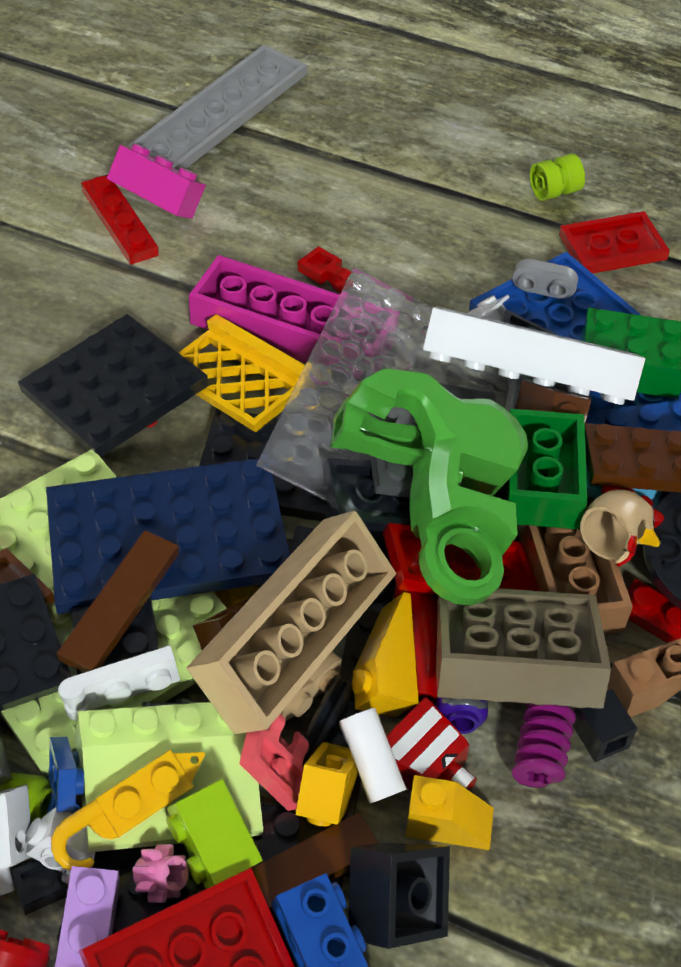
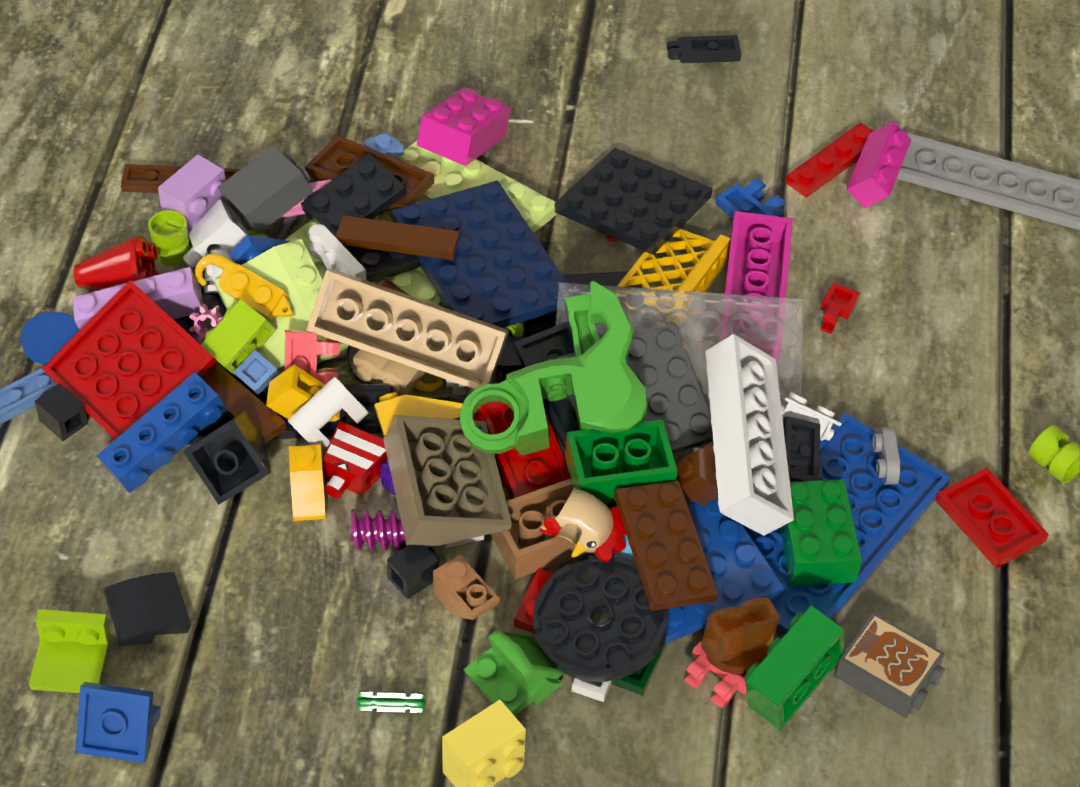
camera: 75 degrees right, 0 degrees up
(162, 299) = (748, 199): none -> blue plate
(269, 828) = (256, 372): none -> medium blue plate

